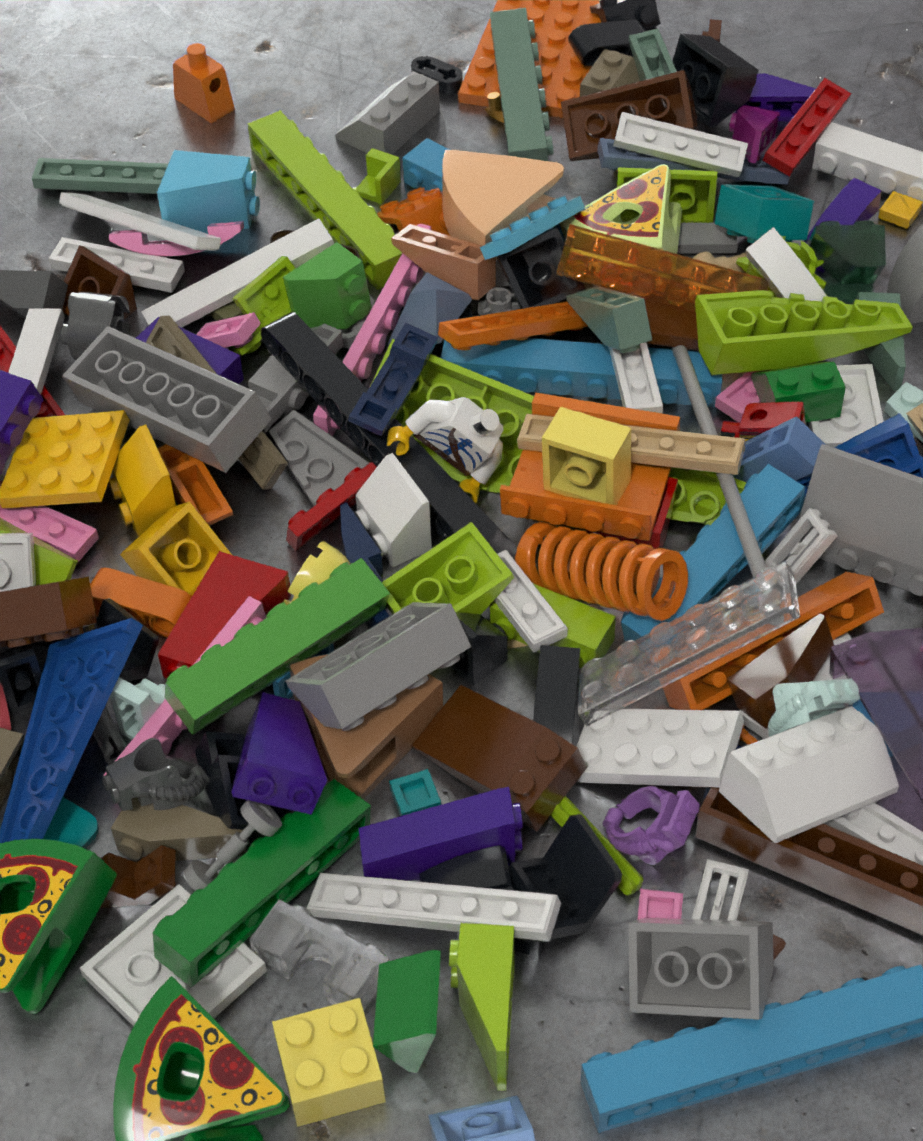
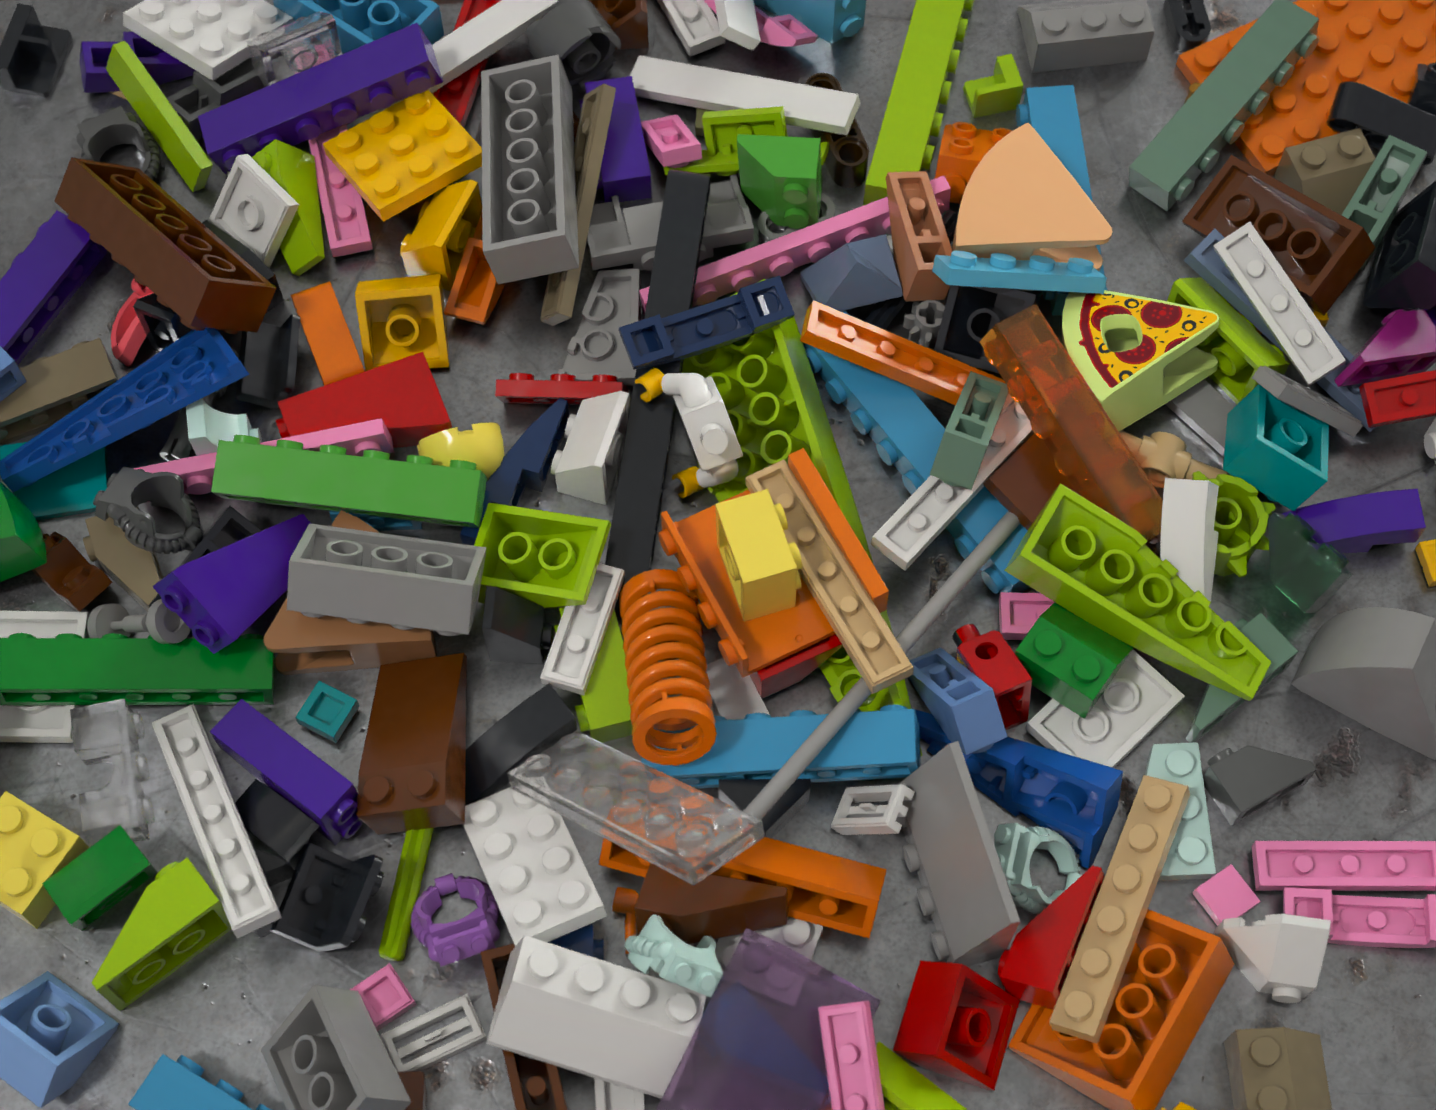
camera: 45 degrees right, 15 degrees up
(748, 175) = (1307, 400): none -> light grey tile

